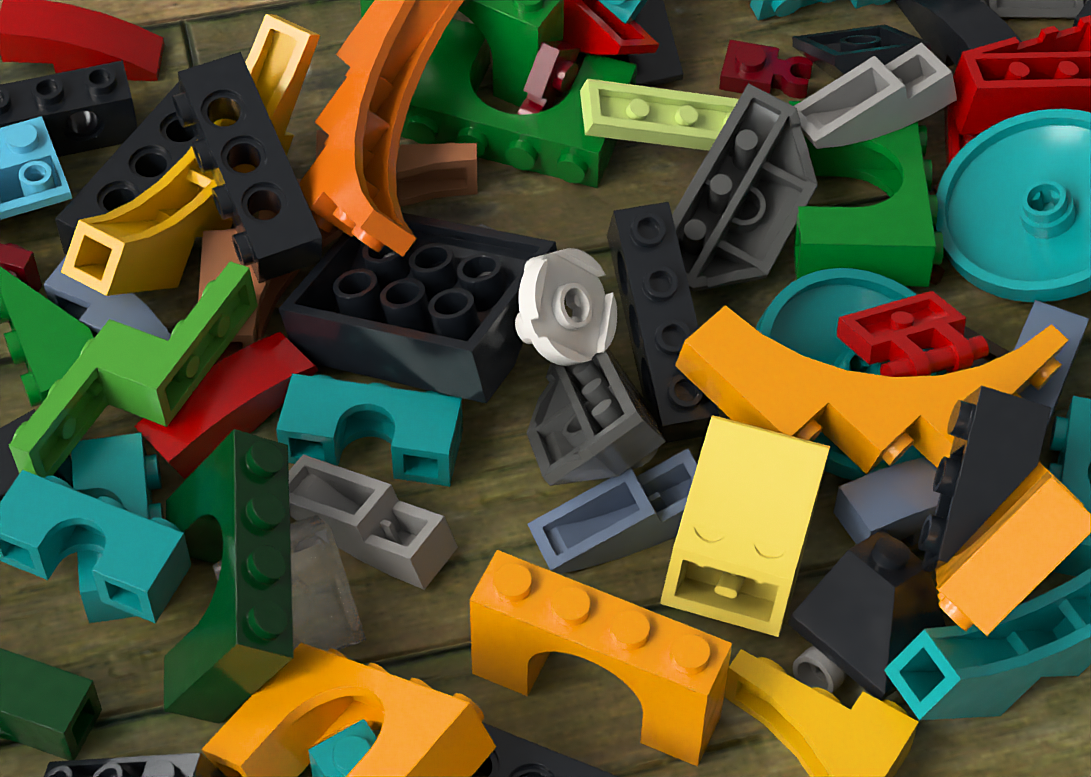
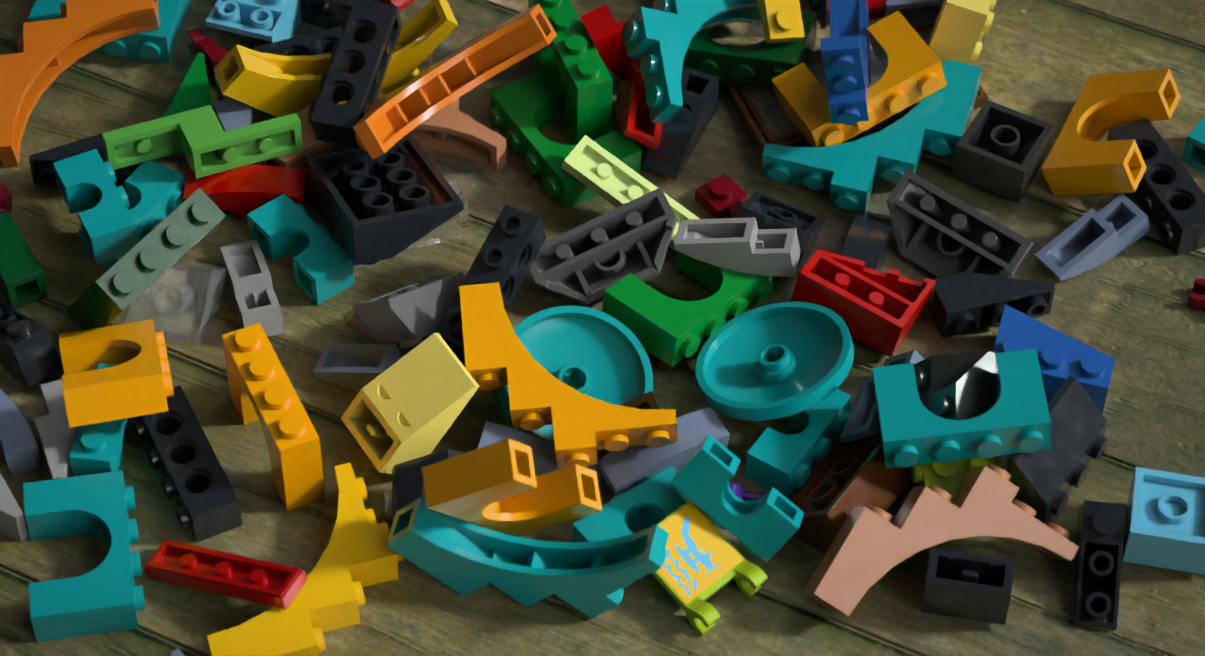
camera: 40 degrees right, 5 degrees down
(543, 316) = (457, 242): white plate -> none
(549, 76) = (583, 121): dark red plate -> none
(906, 327) = (616, 370): red plate -> none
(991, 454) = (562, 439): black slope -> none

